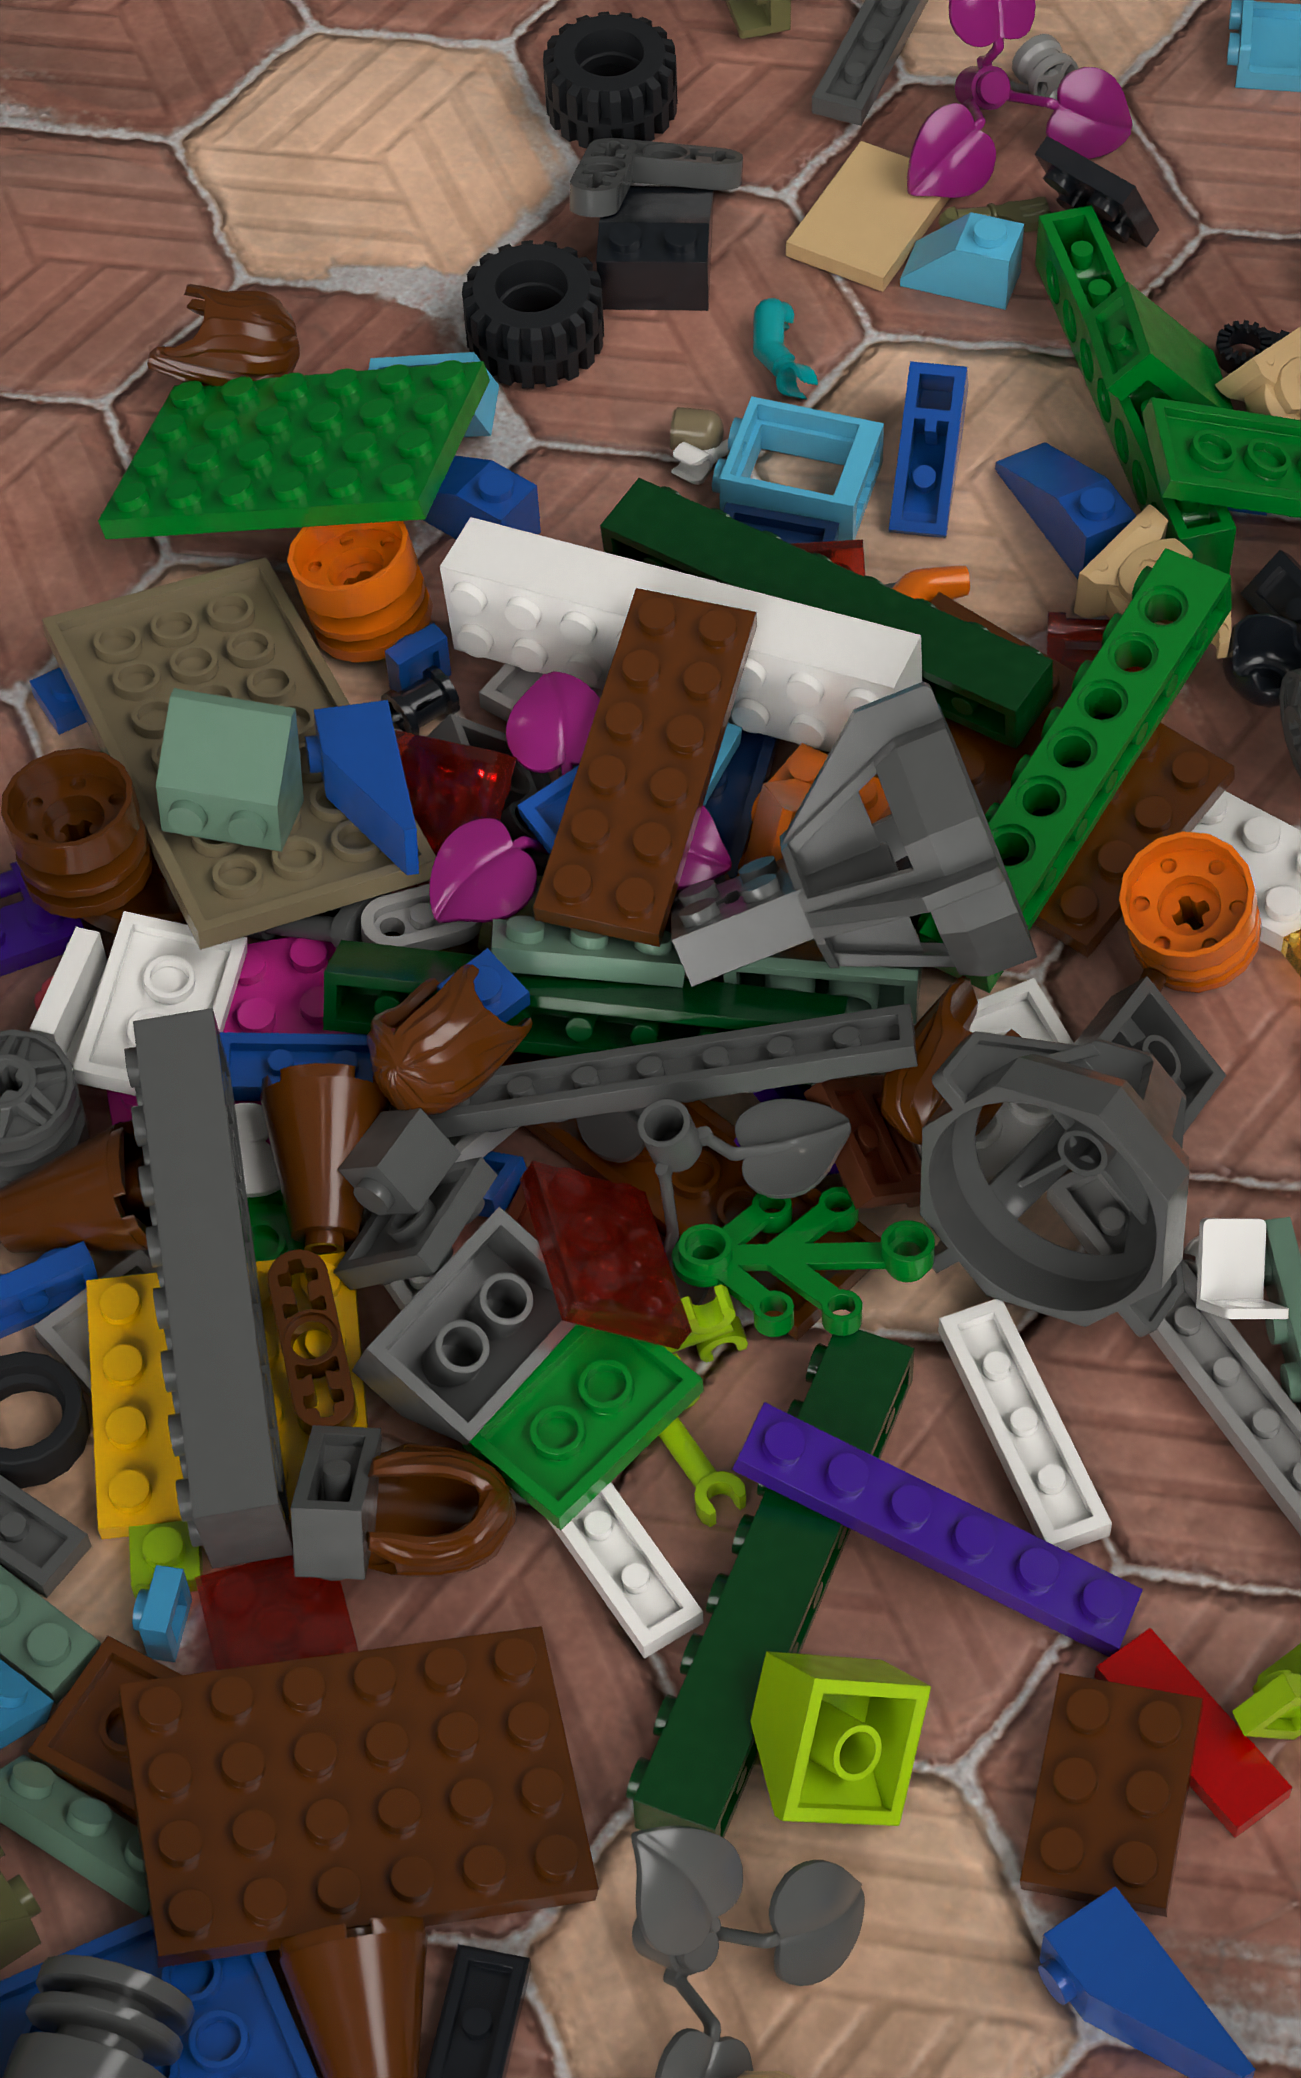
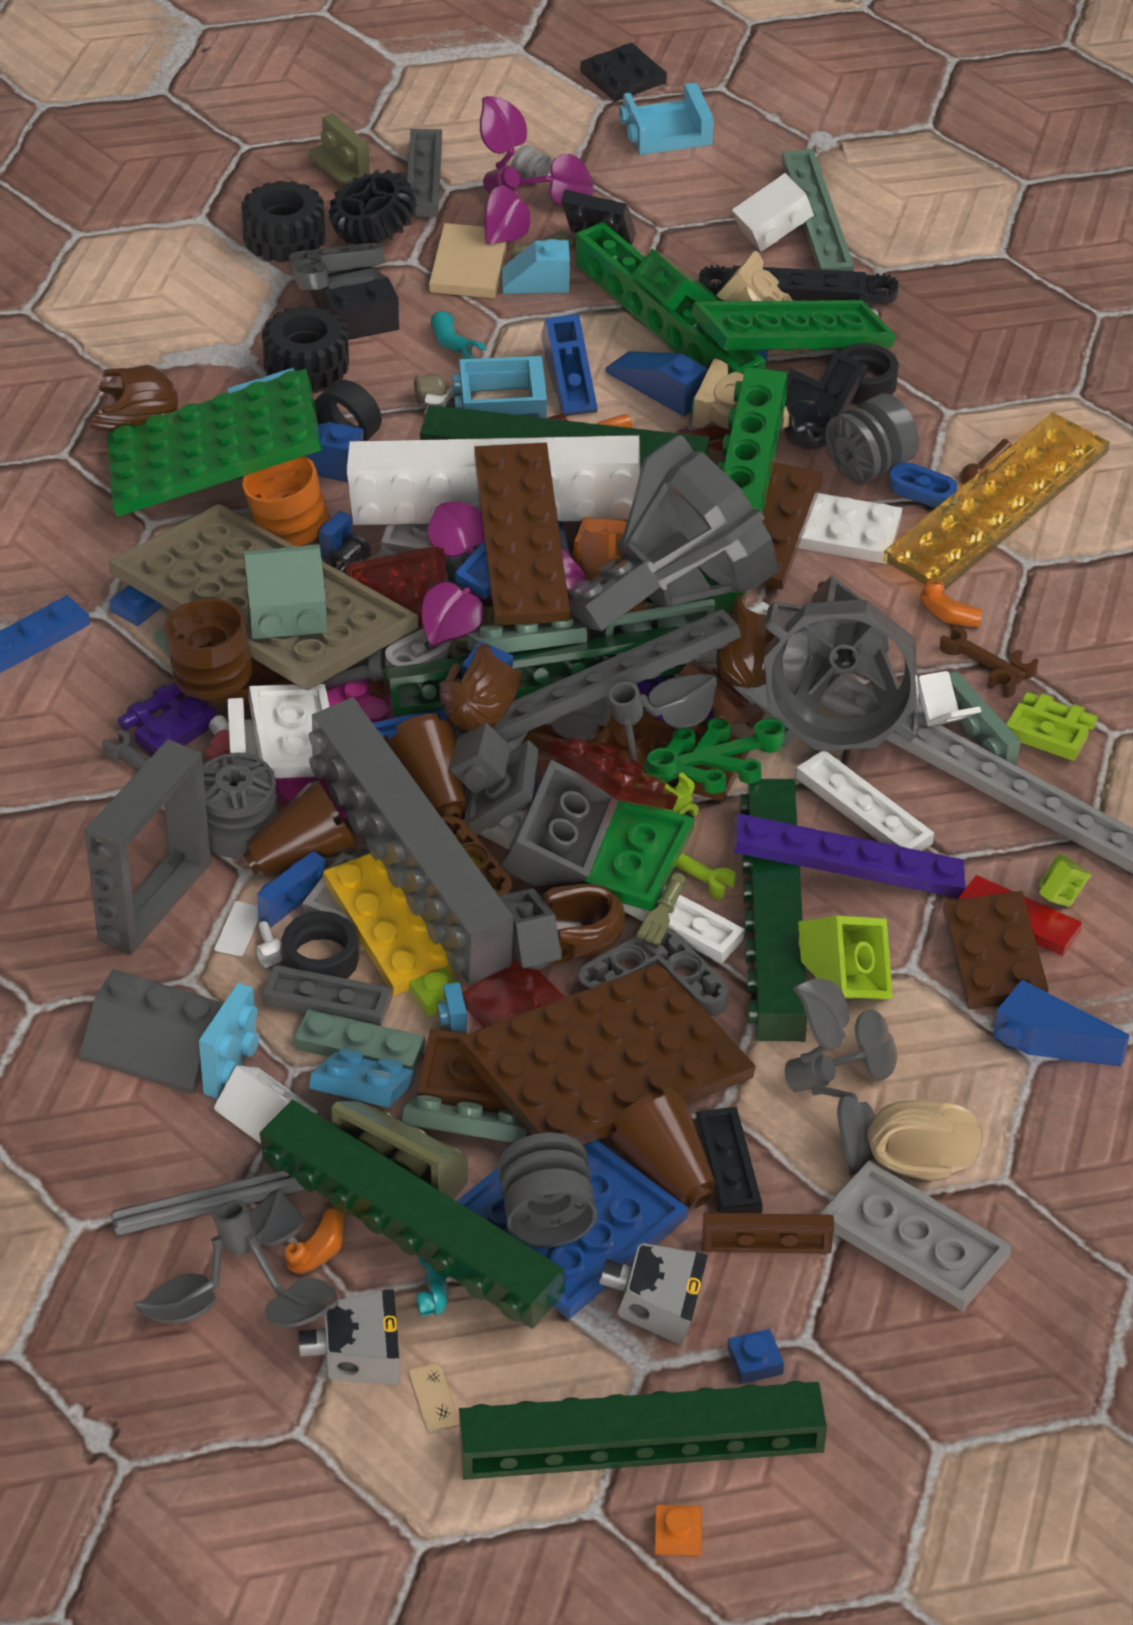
camera: 25 degrees left, 10 degrees down
(365, 776) = (364, 585): blue slope -> none
(533, 1606) = (647, 955): none -> dark grey beam
(536, 445) = (357, 402): none -> black tyre
(563, 1550) = (657, 921): none -> olive piece
(755, 90) = (372, 207): none -> black gear
(1185, 879) = (836, 541): orange wheel -> none

